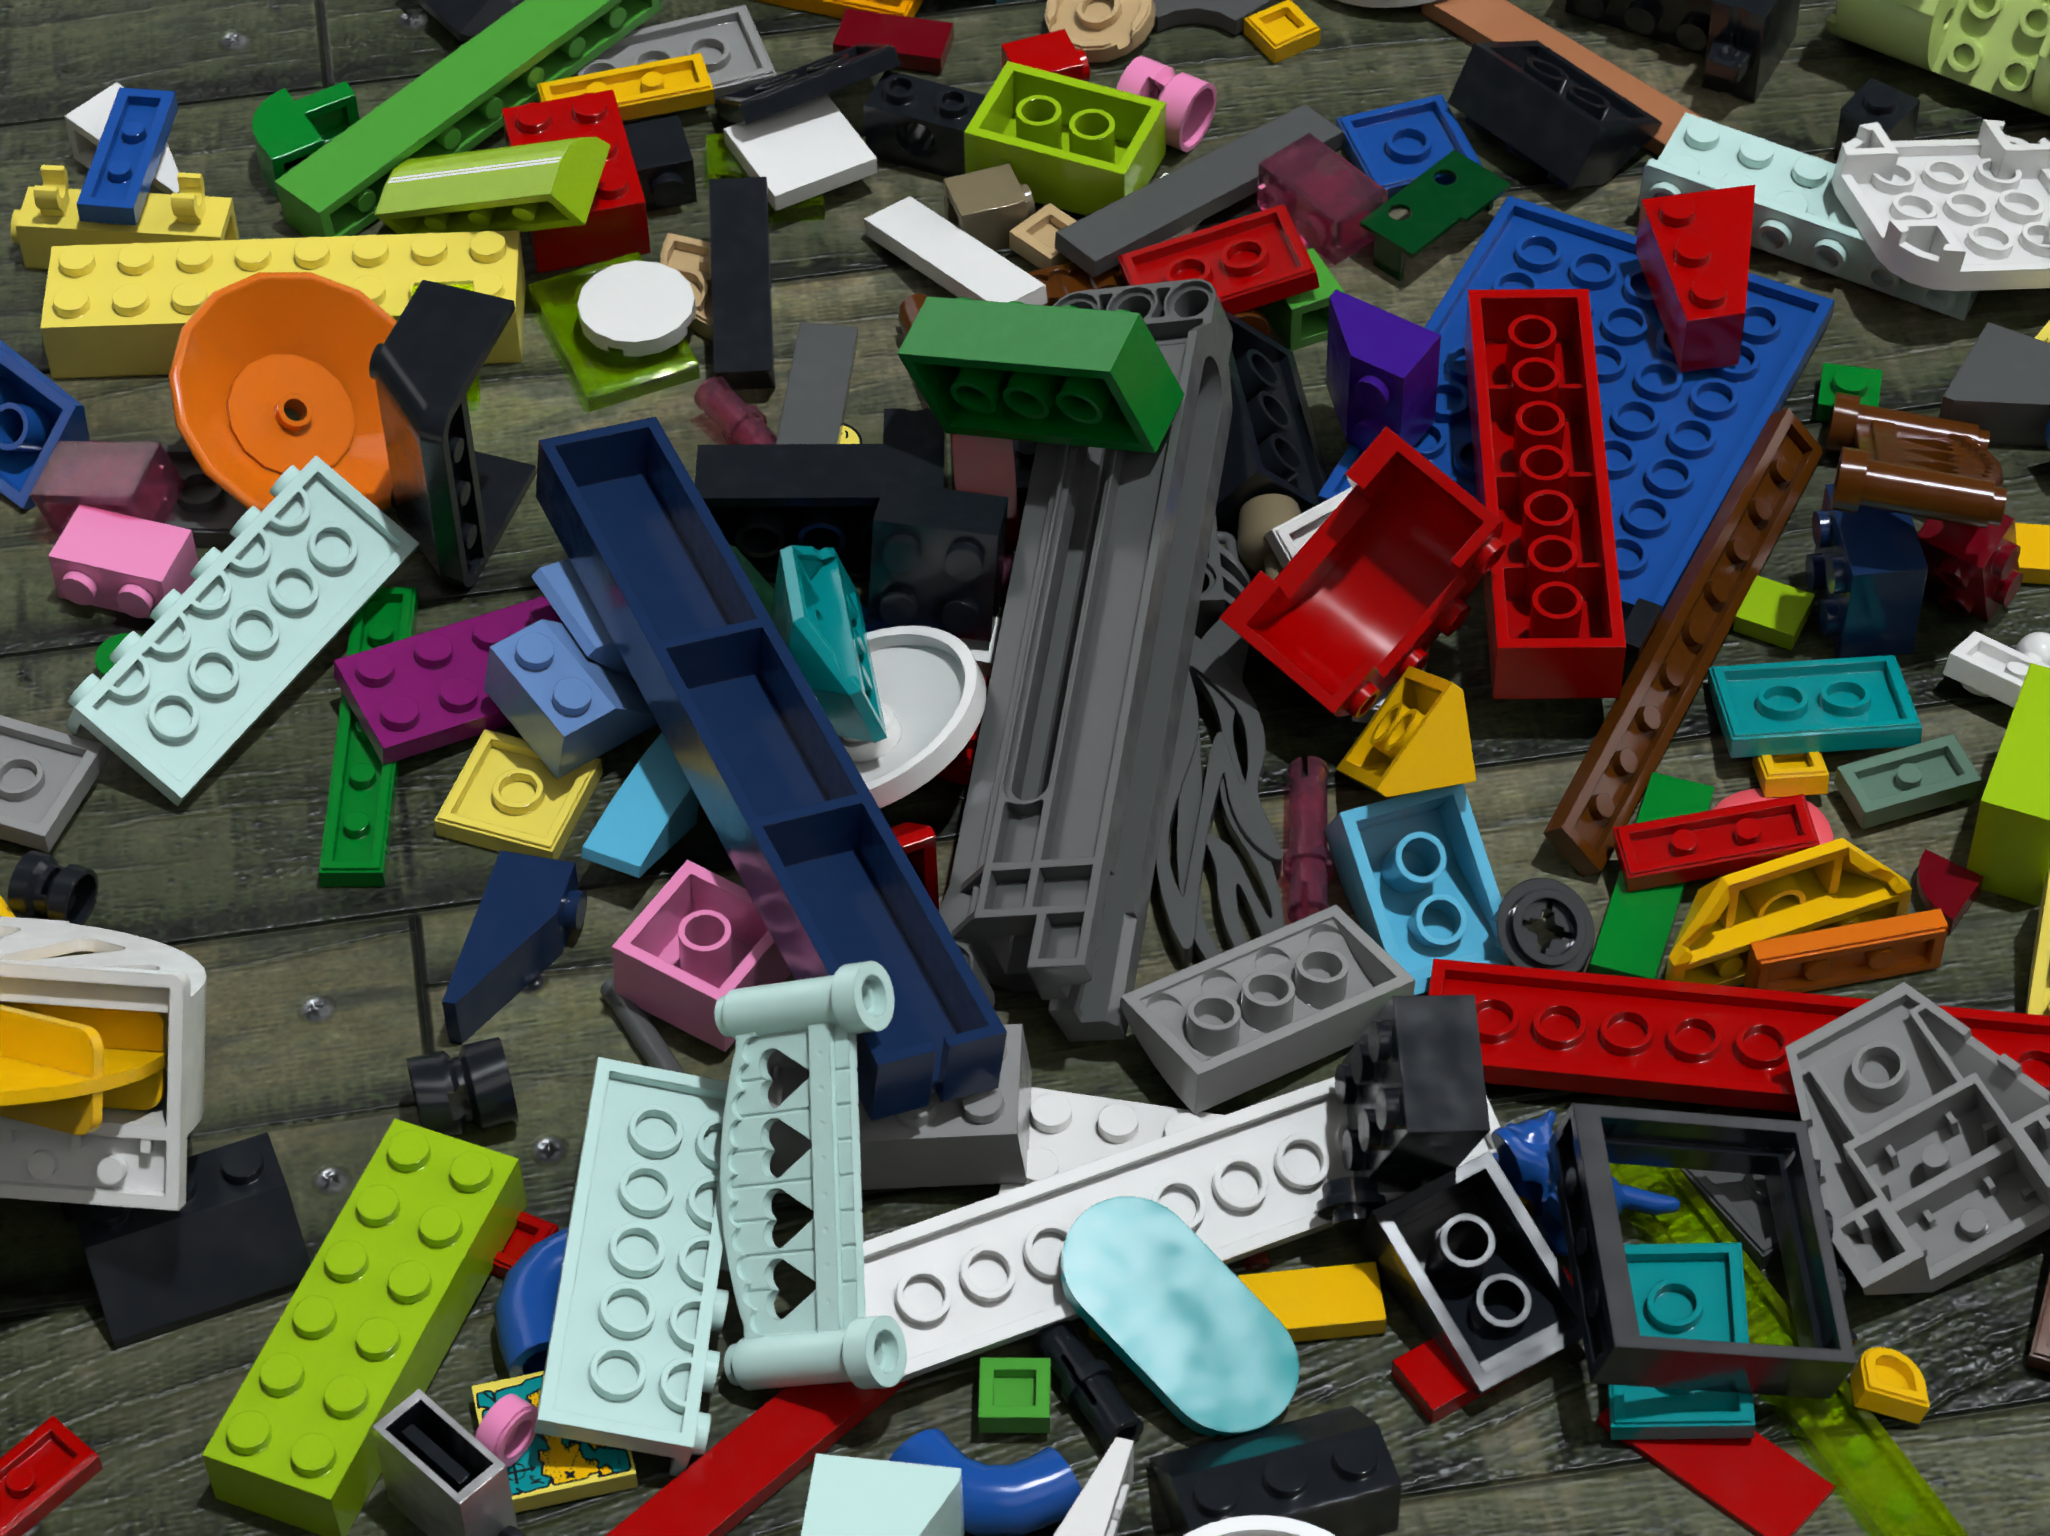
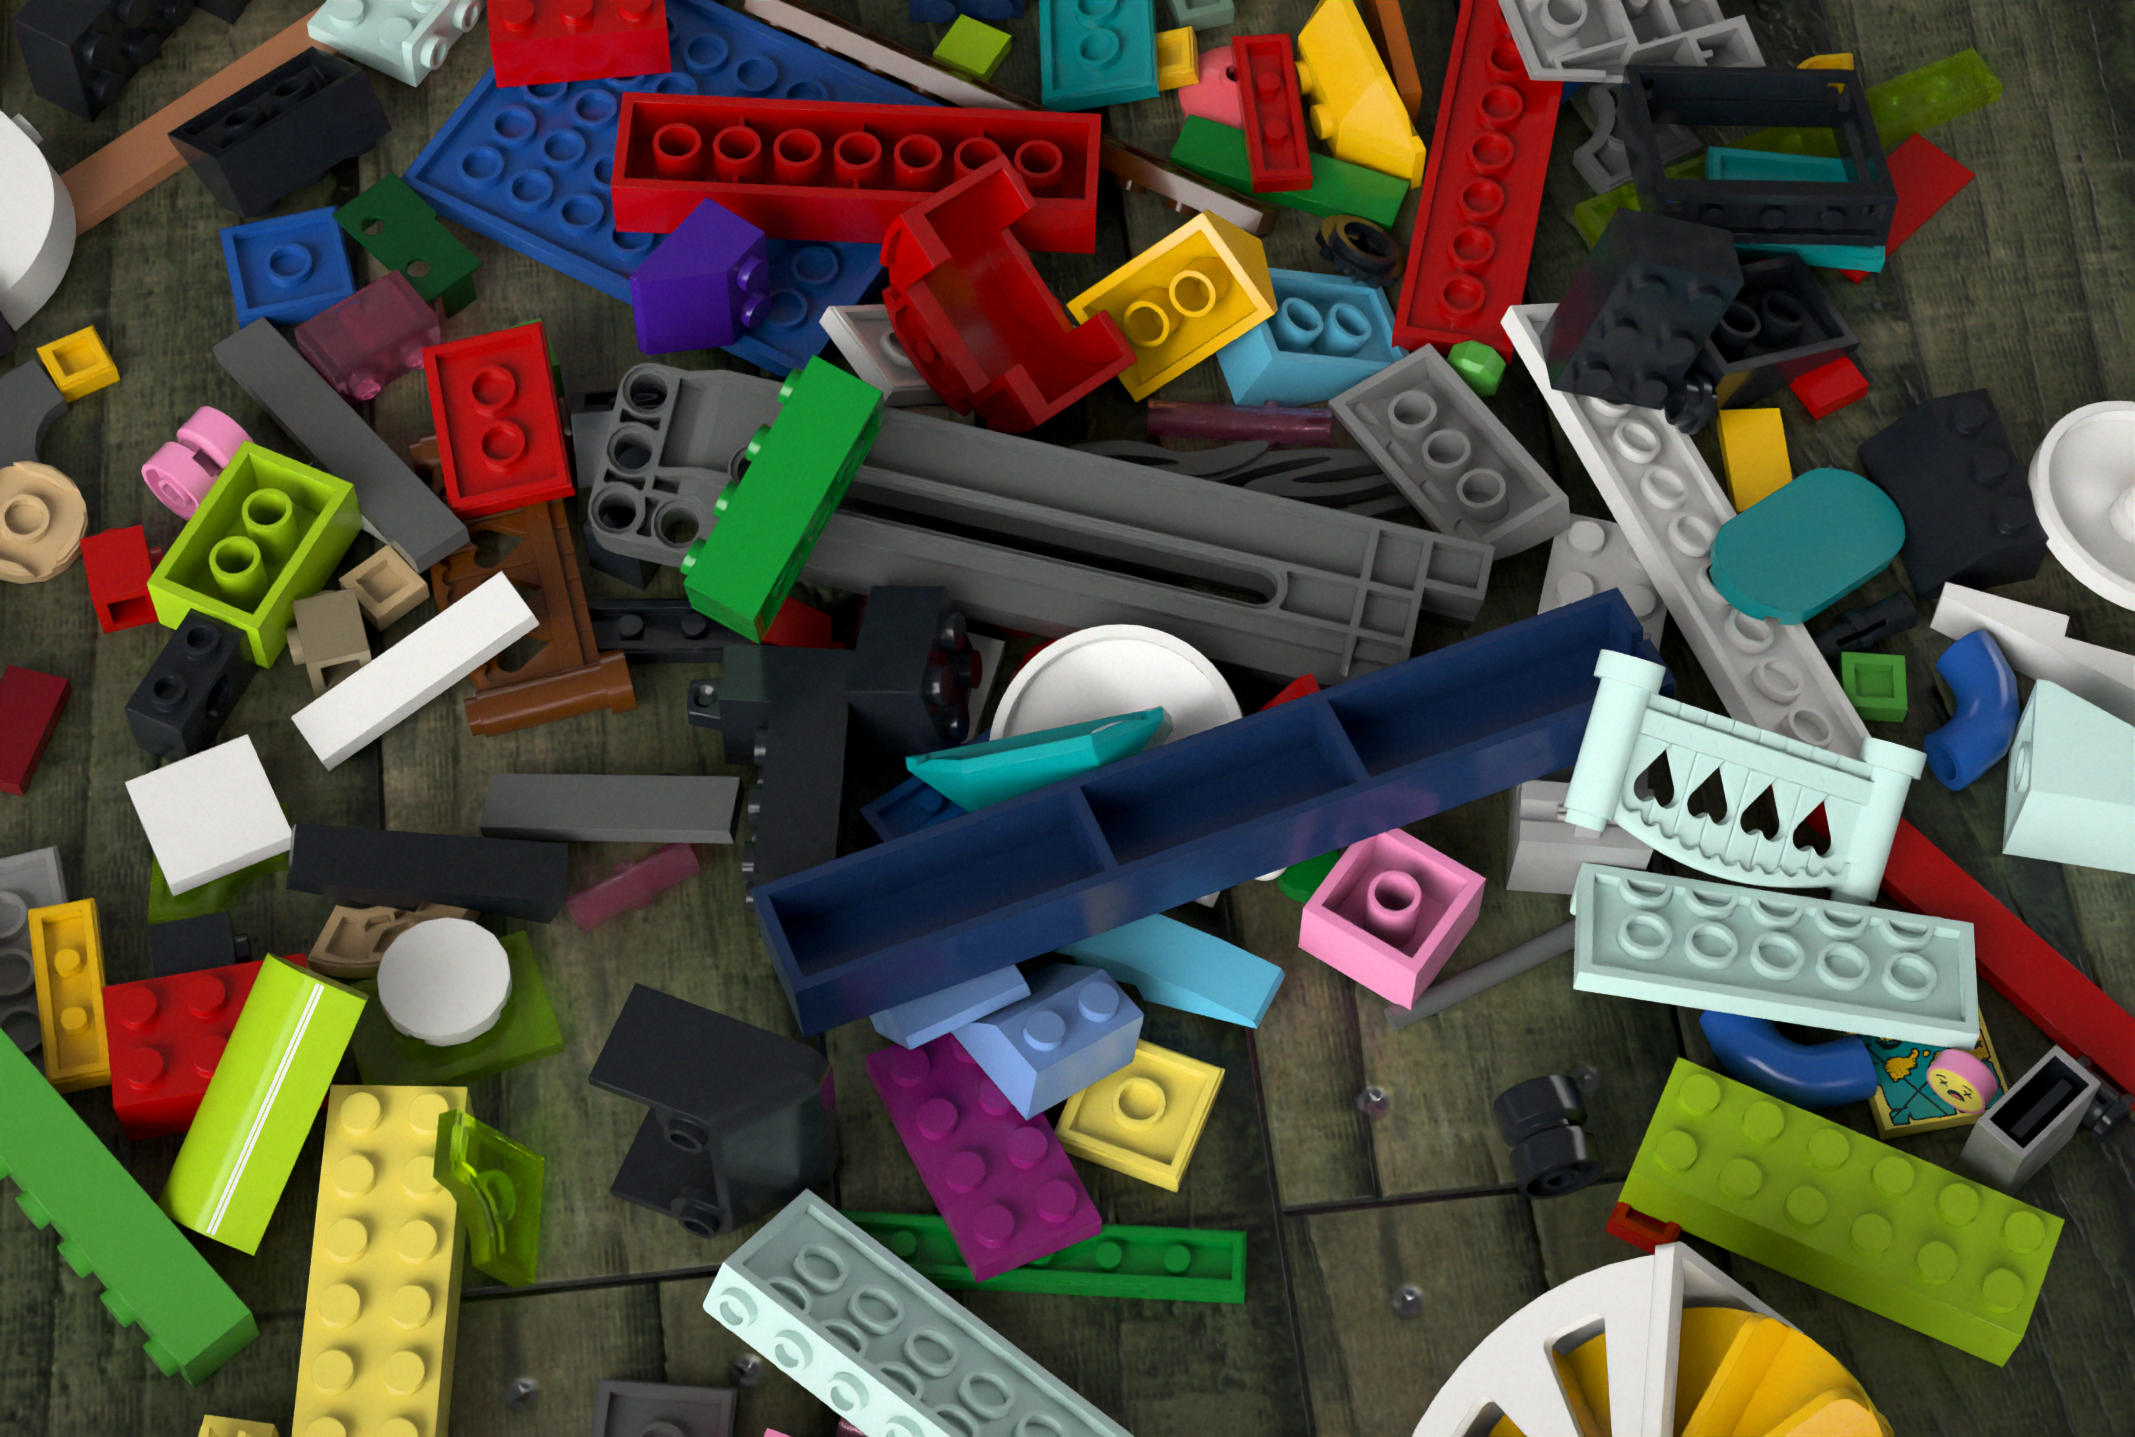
camera: 90 degrees left, 10 degrees up
(273, 348) = (590, 1300): orange dish -> none
(293, 130) = (78, 1375): green brick -> none
(513, 937) = (1341, 1098): dark blue slope -> none
(806, 82) = (111, 799): black tile -> none

